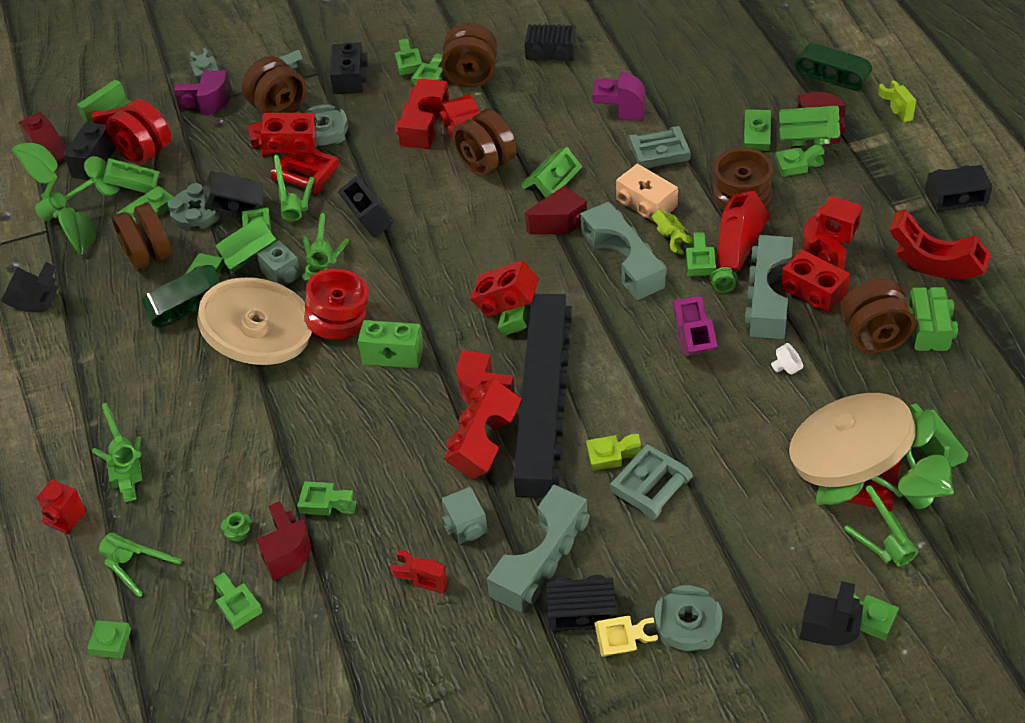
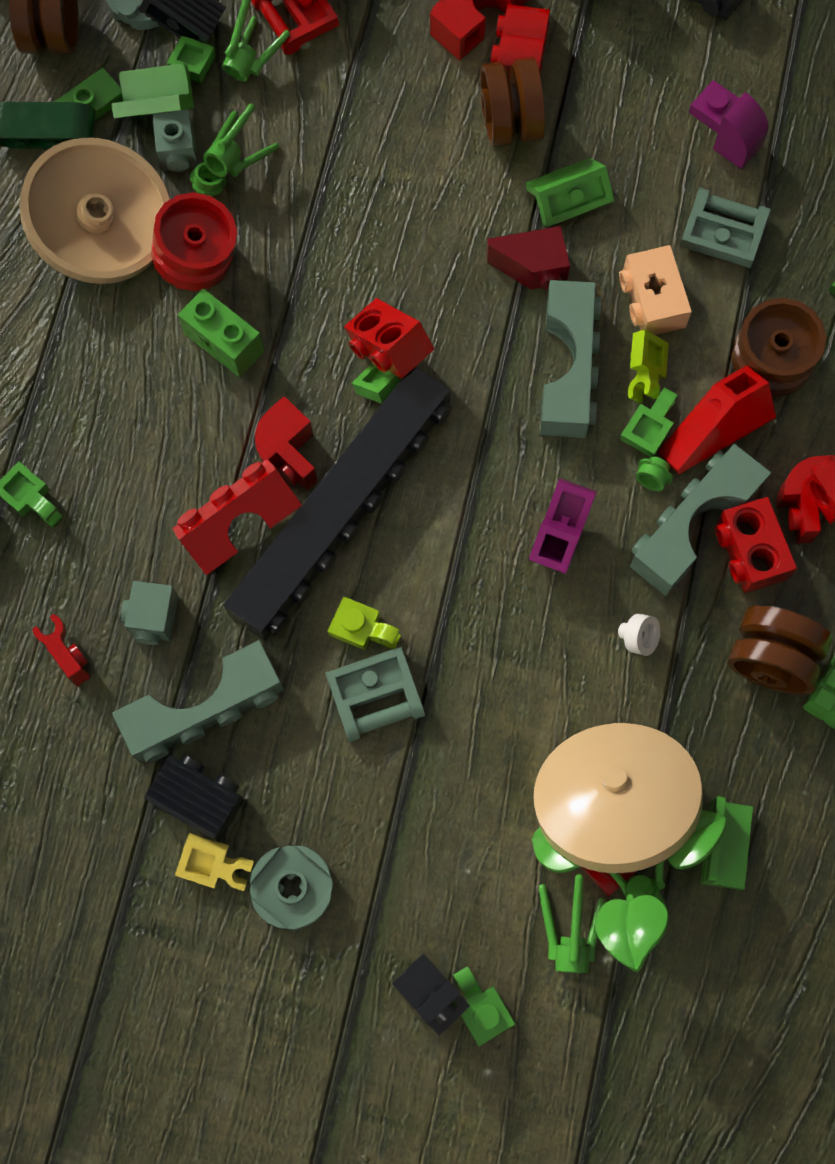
camera: 30 degrees right, 25 degrees up
(365, 206) = (317, 114): black brick -> none

